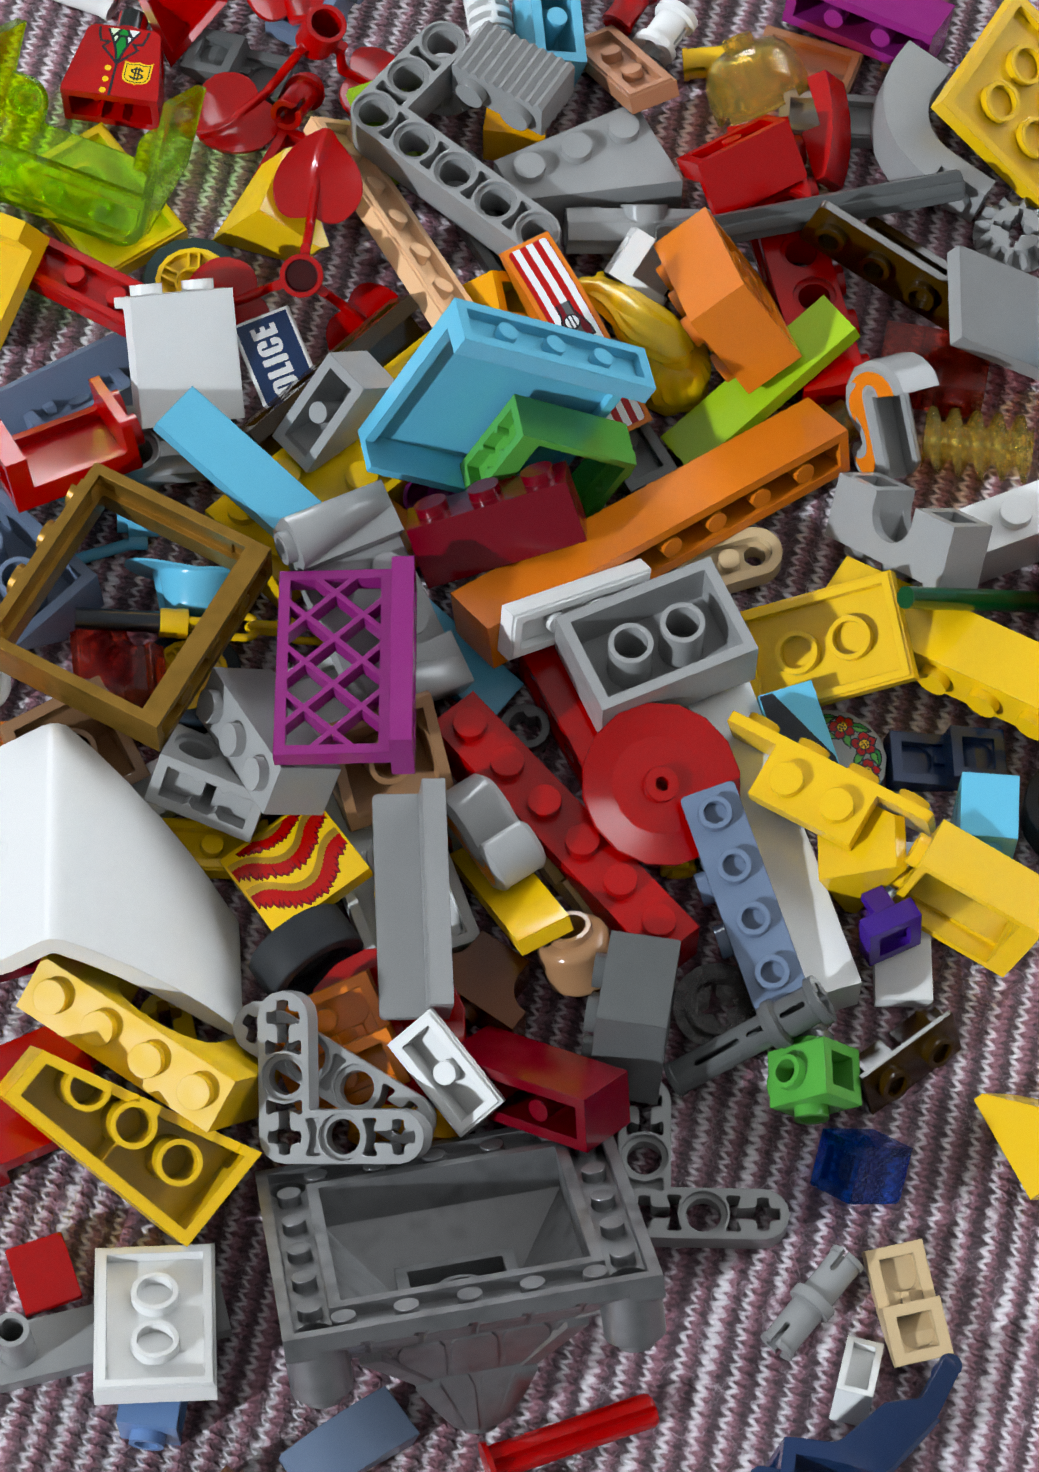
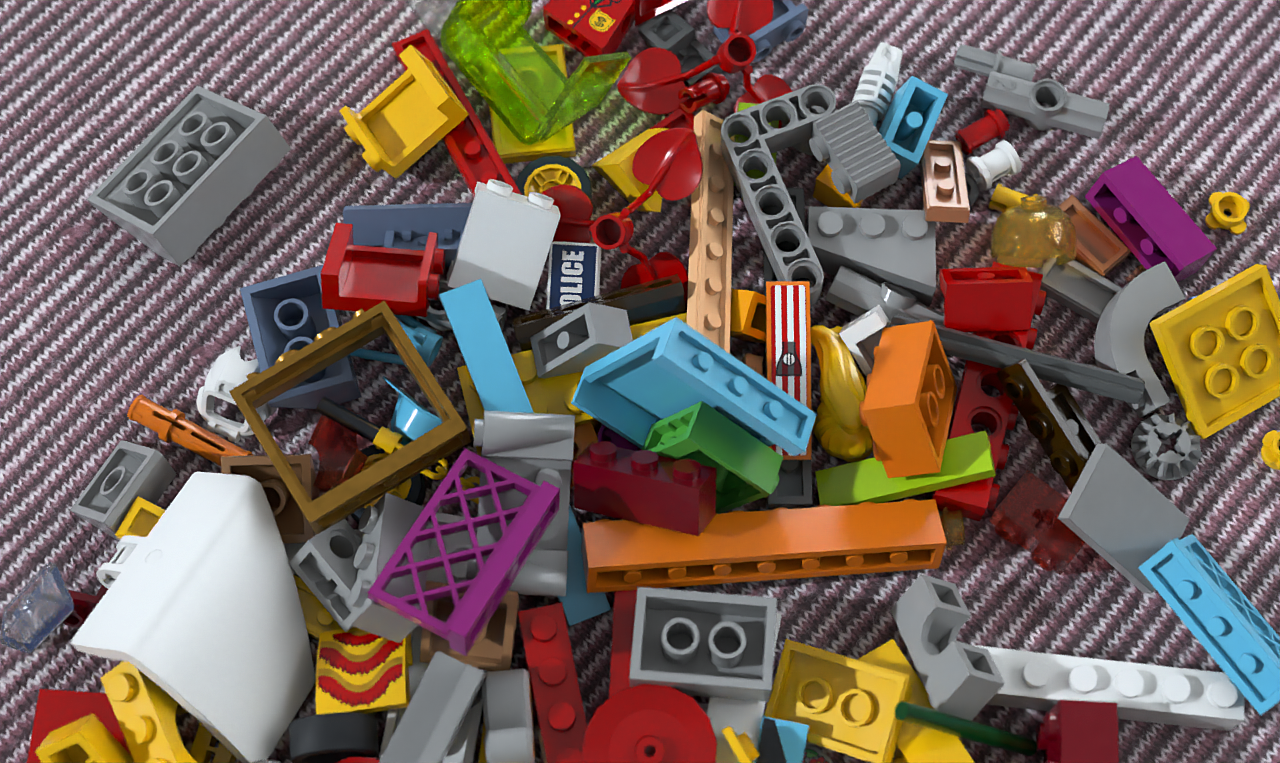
camera: 30 degrees right, 5 degrees up
(530, 621) = (624, 575): white tile -> none
(531, 716) = (581, 654): dark grey bush -> none
(731, 555) = (808, 597): tan plate -> none
(829, 142) = (1063, 311): red slope -> none
(884, 414) = (982, 540): light grey animal -> none
(977, 444) = (1043, 599): clear yellow piece -> none

